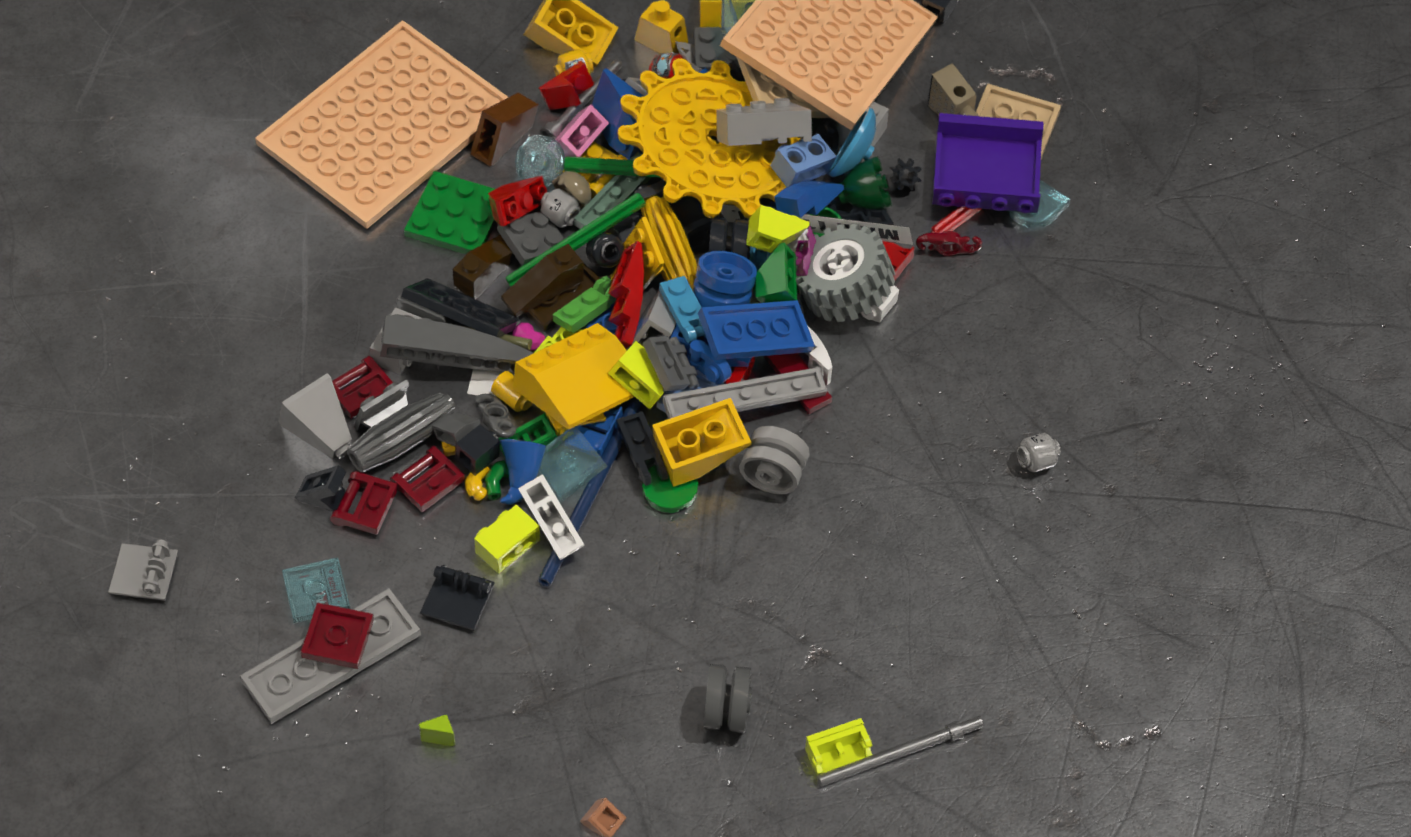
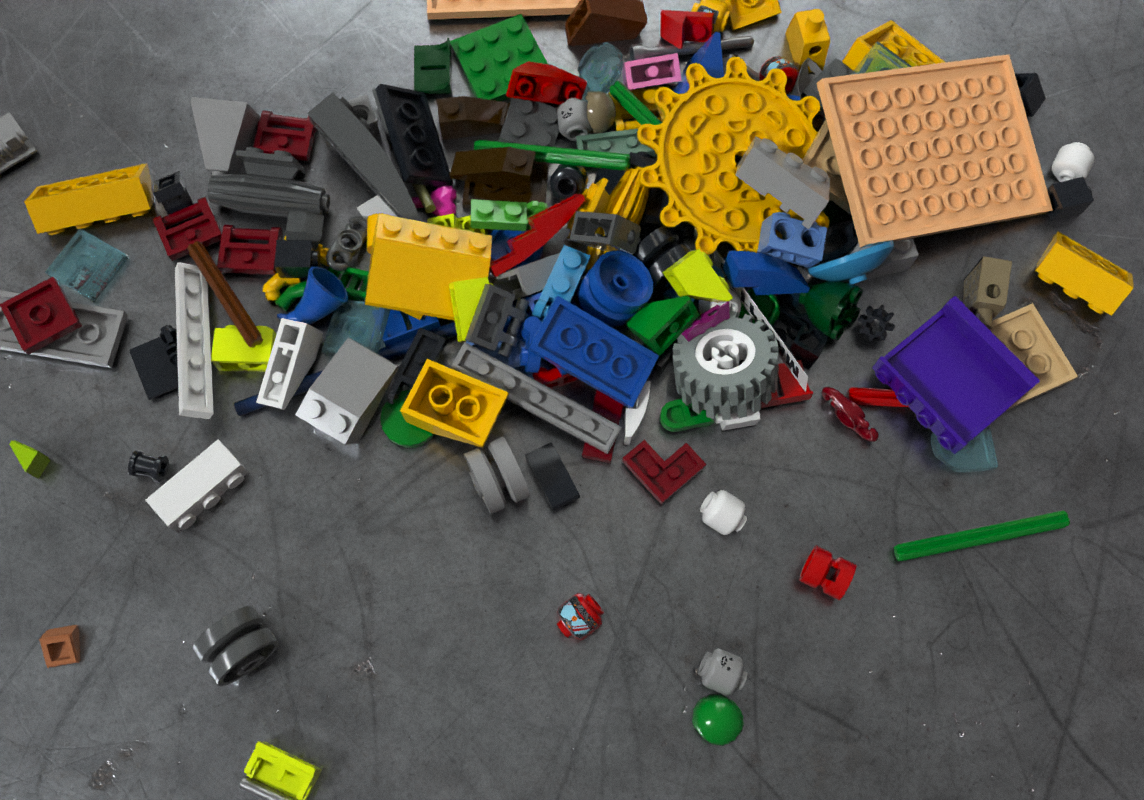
camera: 45 degrees right, 15 degrees up
(268, 541) = (91, 199): none -> yellow slope
(406, 248) = (433, 57): none -> dark green piece
(453, 512) = (225, 294): none -> reddish brown axle
(468, 557) = (193, 342): none -> white plate
(528, 664) = (148, 466): none -> black bush
(580, 645) = (197, 486): none -> white brick
(615, 498) = (347, 392): none -> light grey slope
(686, 247) = (619, 232): none -> dark grey torso
(818, 439) = (552, 476): none -> black slope
(844, 336) = (676, 417): none -> green plate
(873, 380) = (661, 476): none -> dark red plate
(918, 499) = (579, 616): none -> head
(937, 365) = (723, 512): none -> white head
(999, 41) = (1084, 274): none -> yellow slope
(1042, 342) = (817, 568): none -> red wheel
(1064, 483) = (718, 719): none -> green hair
(1102, 248) = (981, 535): none -> green axle

